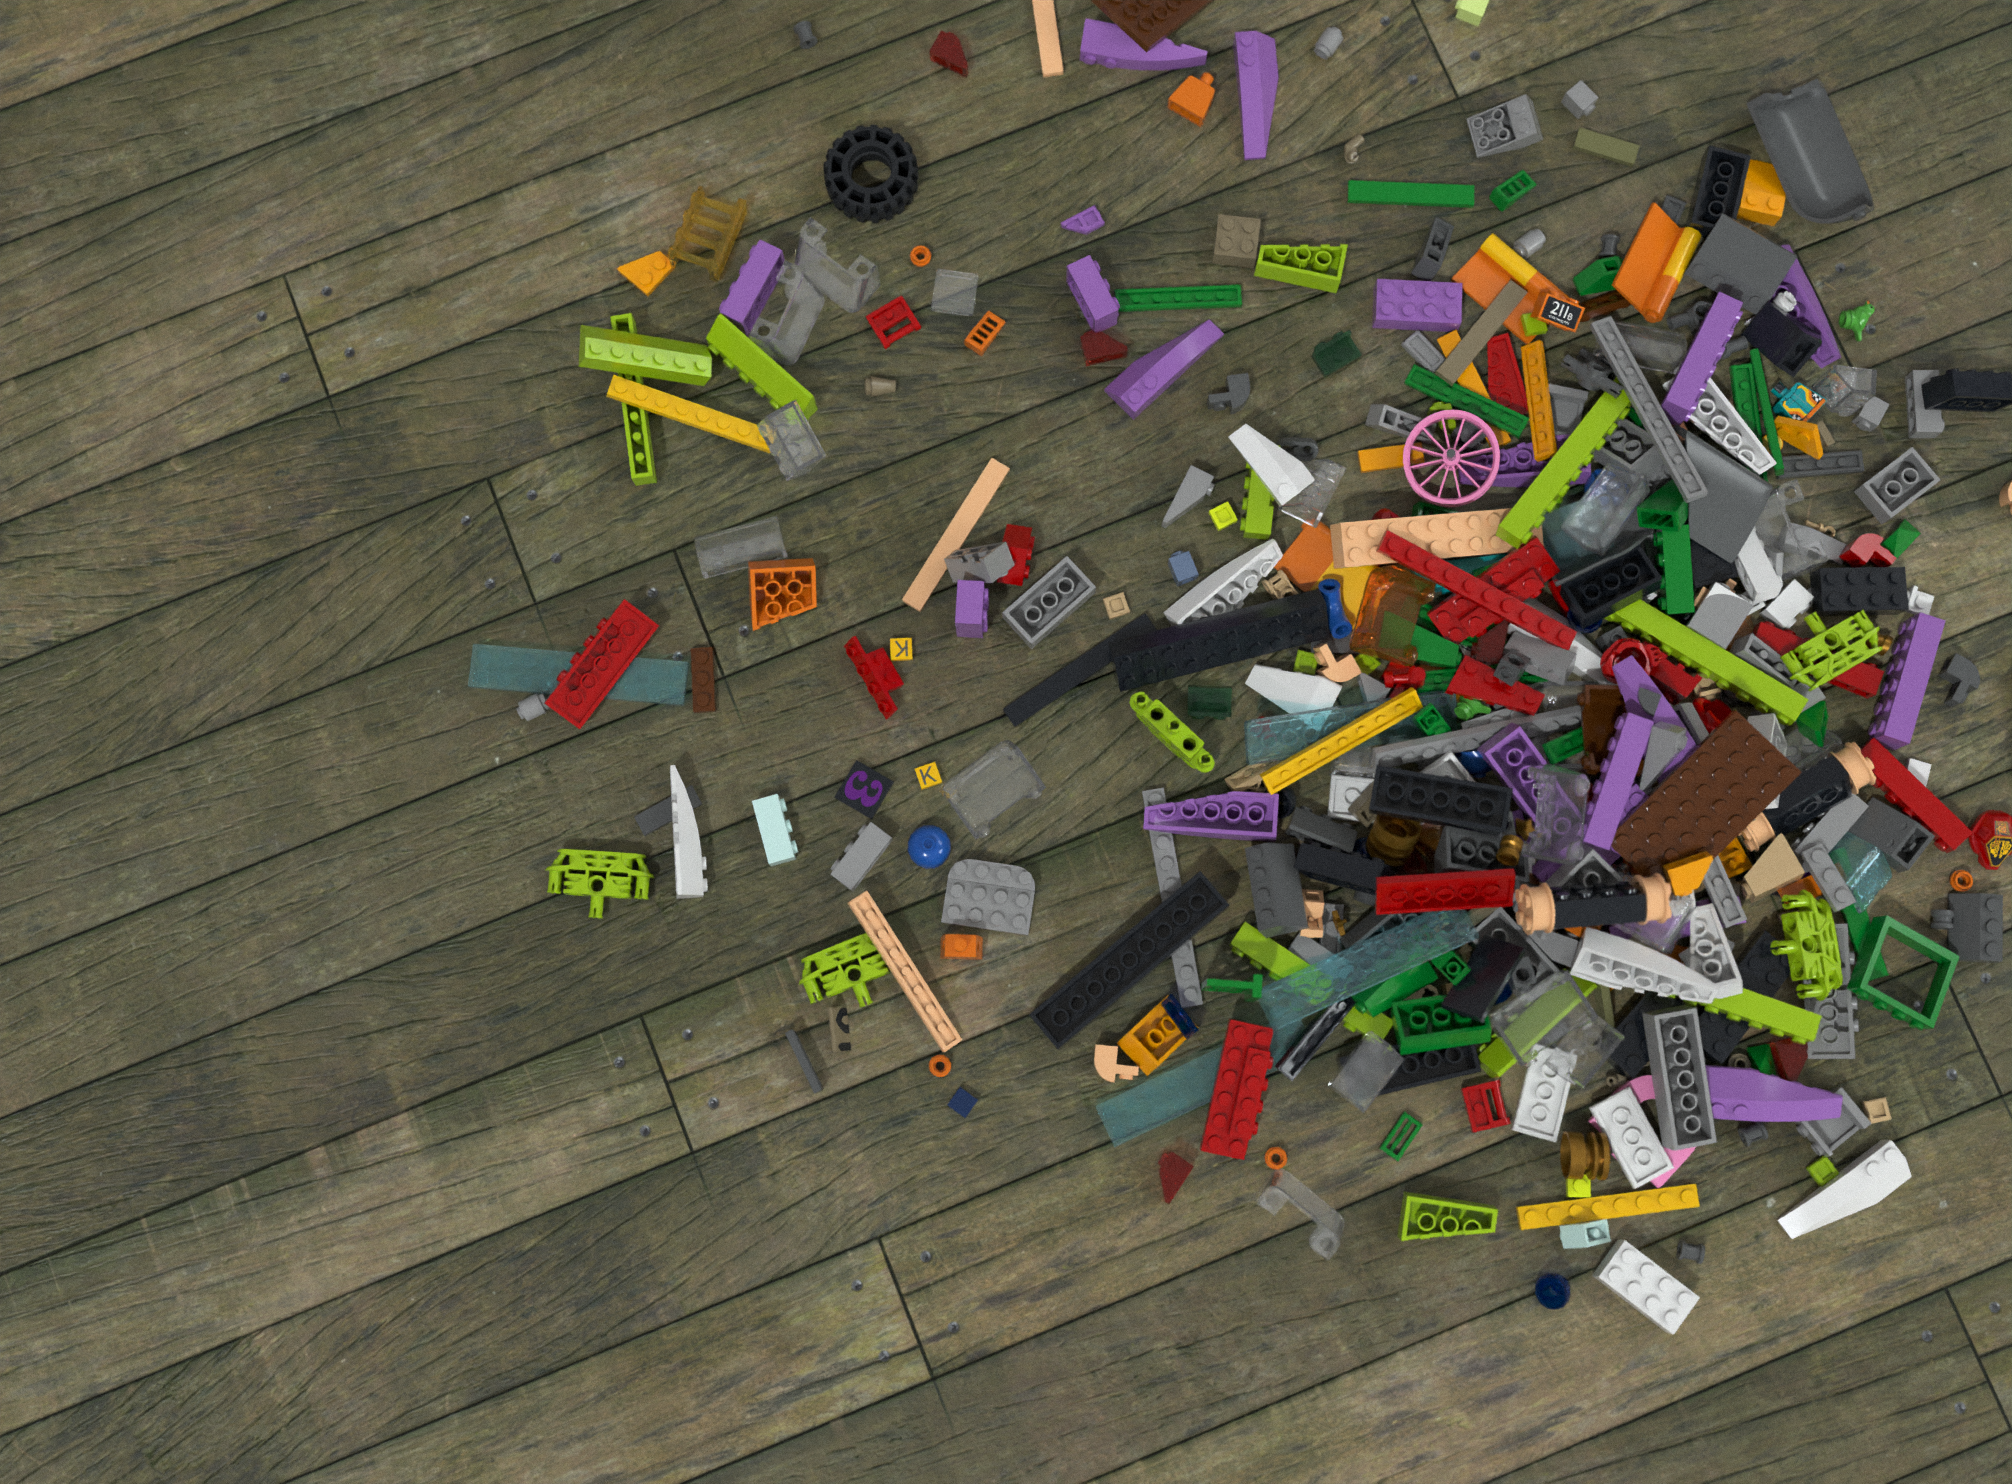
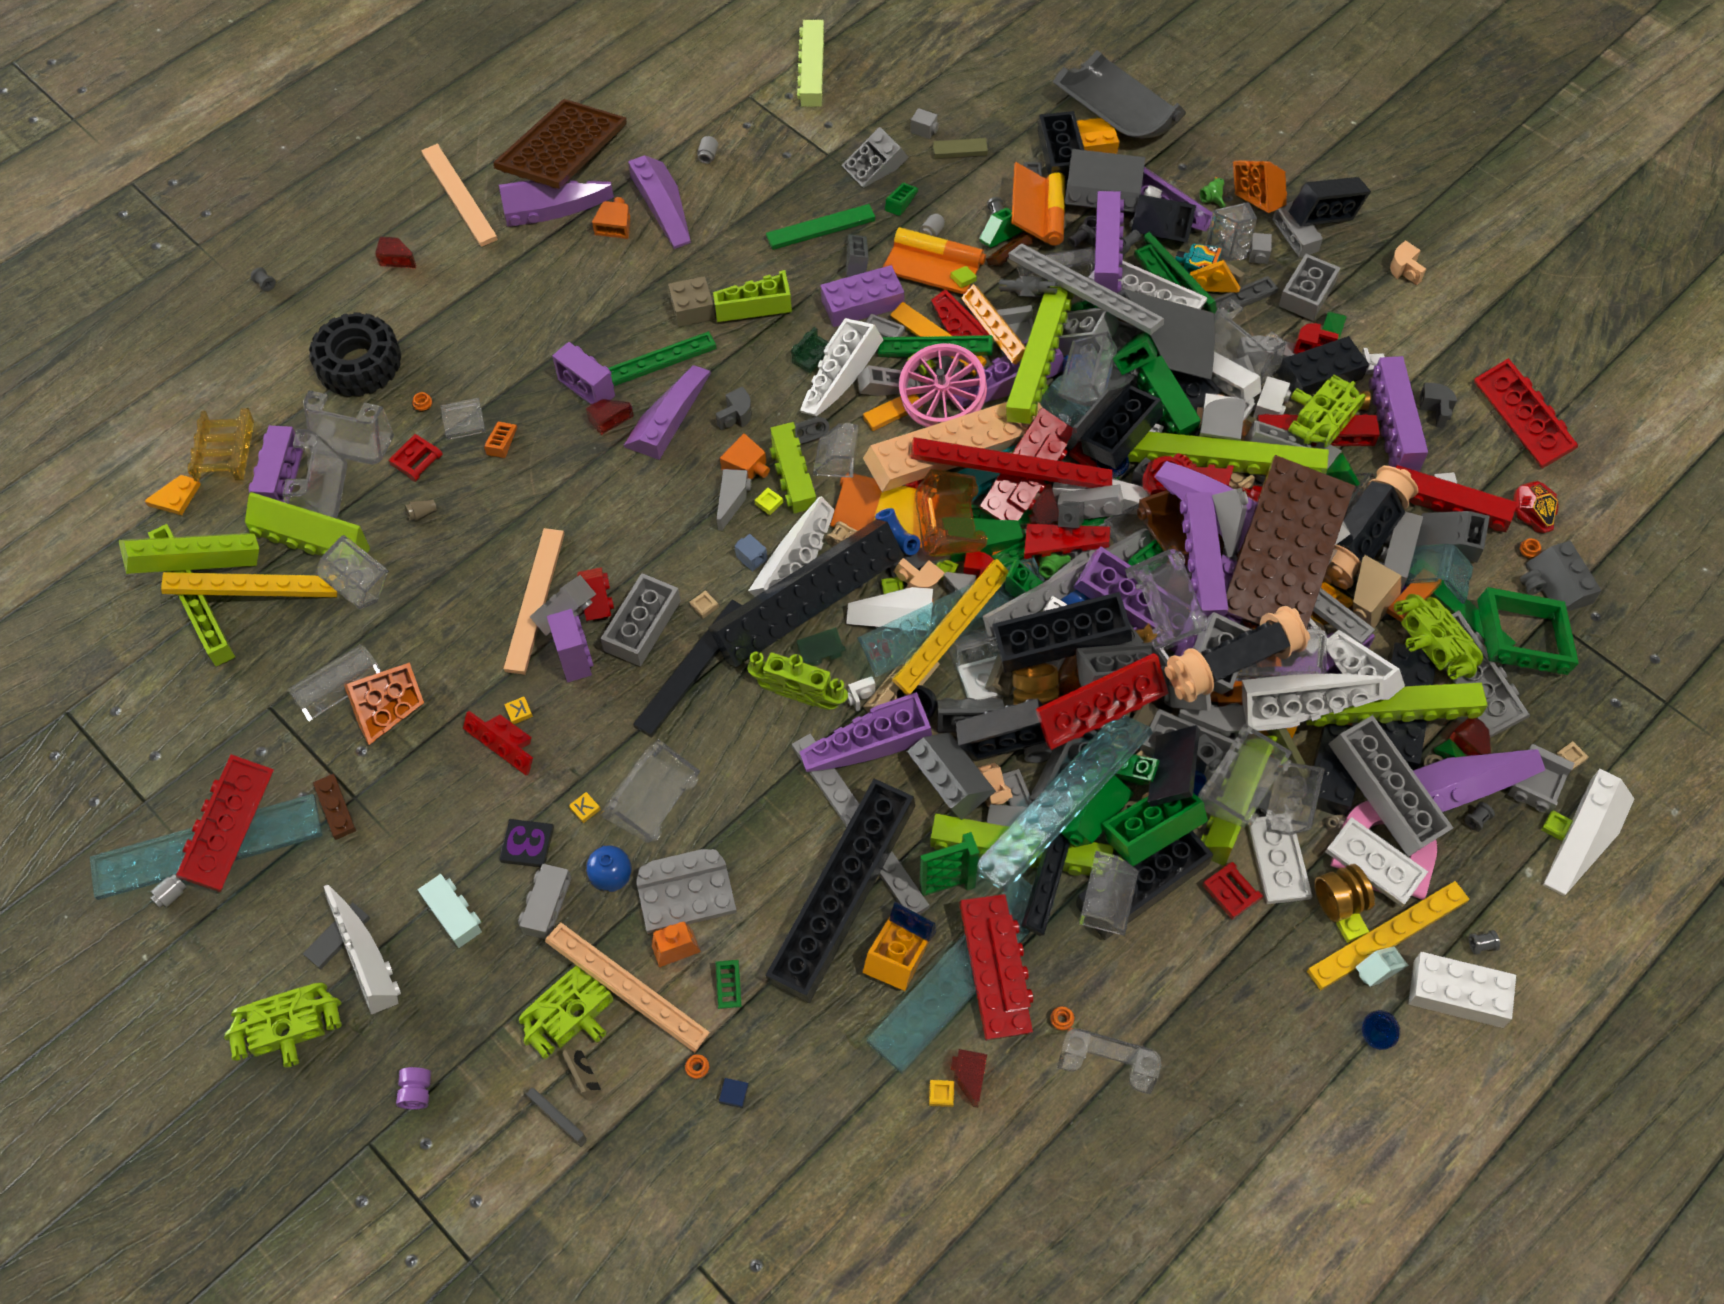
camera: 25 degrees left, 20 degrees down
(692, 984) = (413, 1088): none -> medium lavender wheel
(1000, 983) = (731, 964): none -> green slope
(1084, 222) = (556, 332): medium lavender tile -> none
(1105, 1064) = (862, 998): light nougat brick -> none
(1141, 1178) = (941, 1093): none -> yellow tile
(1218, 458) = (745, 456): none -> orange torso
(1231, 763) = (860, 689): none -> white bracket
(1276, 468) = (797, 440): white wedge -> none
(1338, 923) = (1021, 782): pearl gold piece -> none
(1350, 148) = (758, 211): dark tan arm -> none
(1363, 381) = (843, 362): none -> white wedge
(1389, 1152) = (1165, 968): green tile -> none
(1413, 678) = (991, 553): red leg -> none
(1436, 1216) = (1241, 1004): lime wedge -> none
(1481, 333) = (923, 296): dark tan tile -> none
(1510, 849) = (1142, 645): pearl gold wheel -> none
(1557, 311) = (978, 257): brick -> none
(1648, 700) = (1198, 482): dark grey tile -> none
(1687, 873) = (1307, 602): light orange slope -> none
(1827, 877) = (1423, 578): light grey plate -> none
(1907, 340) = (1260, 184): none -> orange wedge

